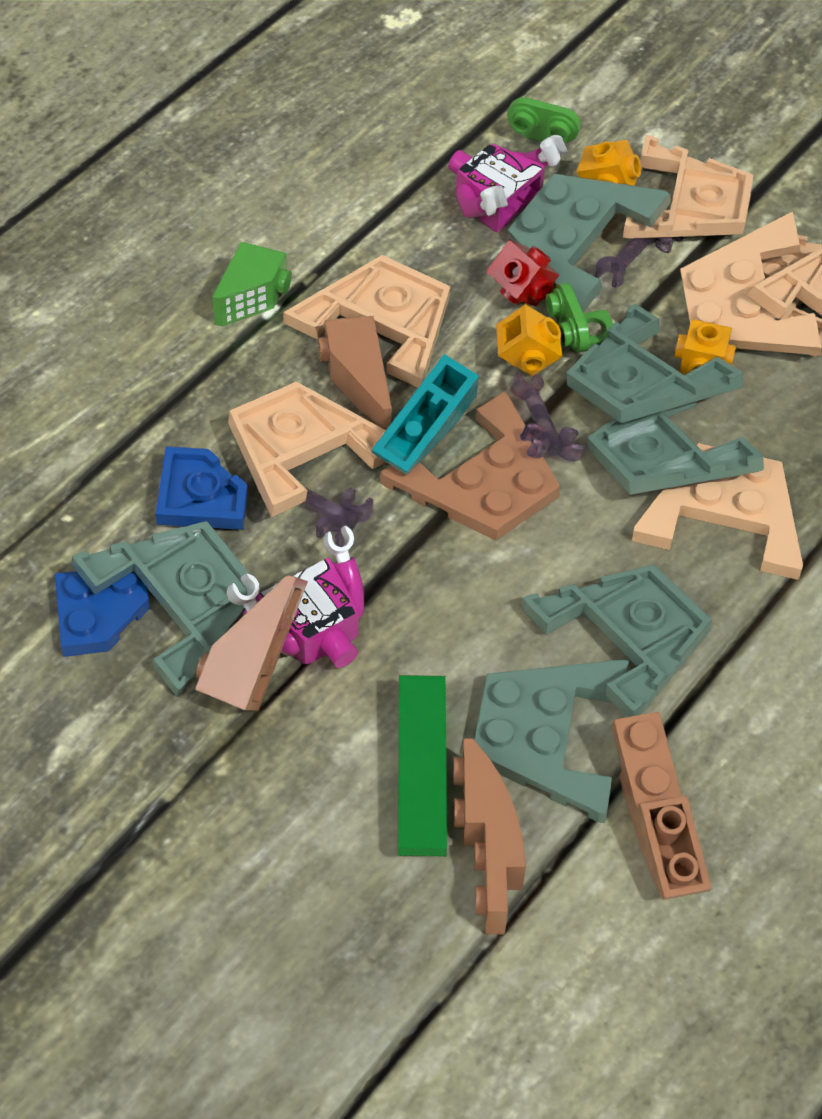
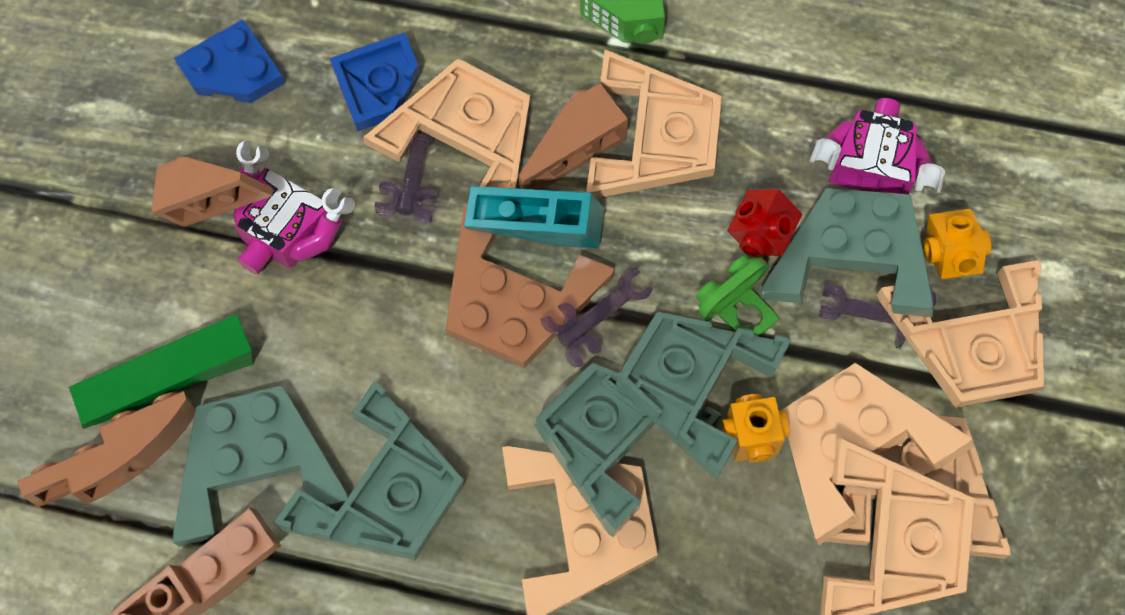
camera: 70 degrees right, 15 degrees up
(188, 577) = (275, 111): sand green wing -> none
(529, 340) = (677, 263): light orange brick -> none
(542, 120) = (992, 170): bright green bracket -> none

